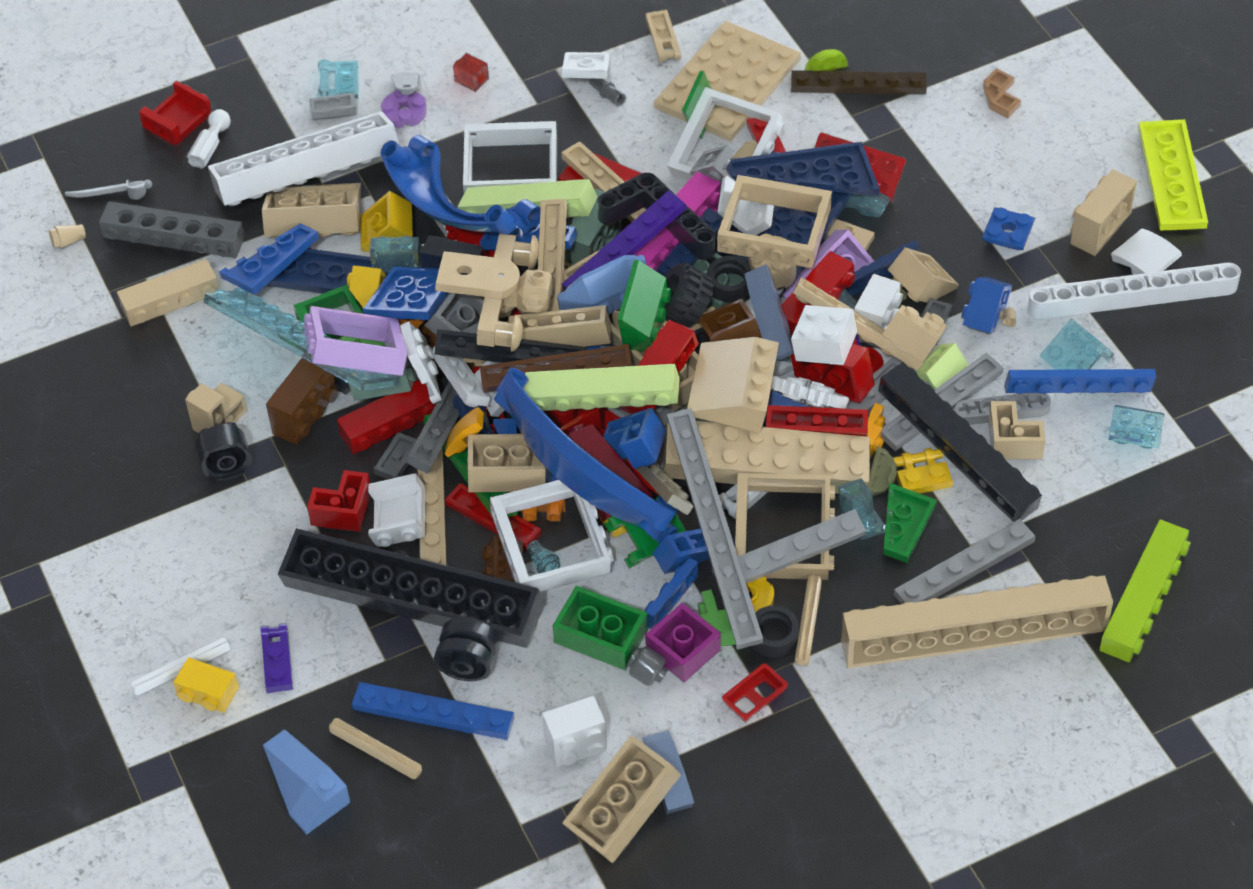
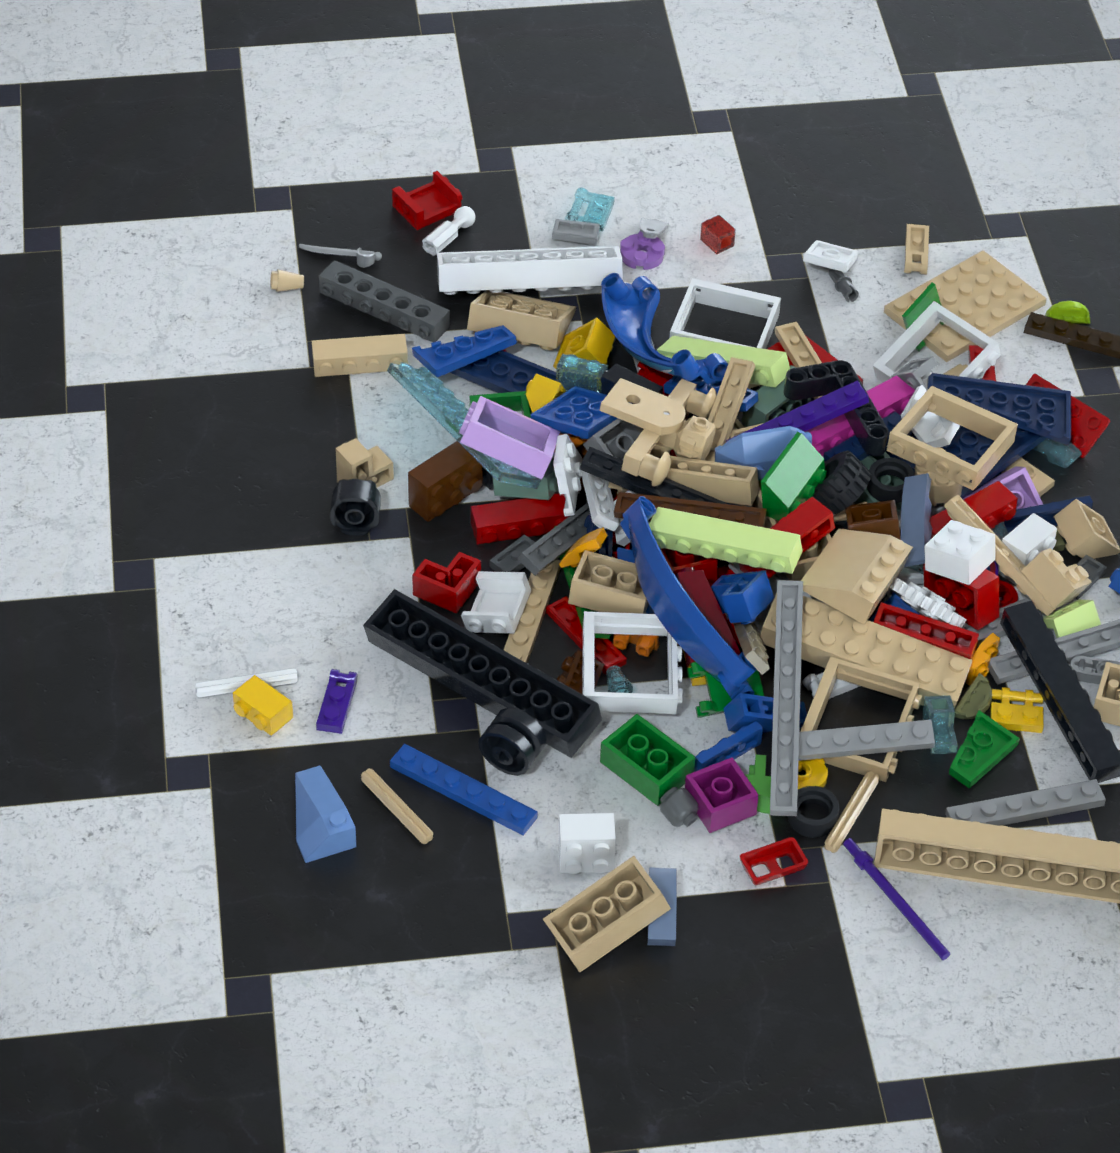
camera: 15 degrees right, 5 degrees down
(839, 666) = (865, 862): none -> dark purple bar

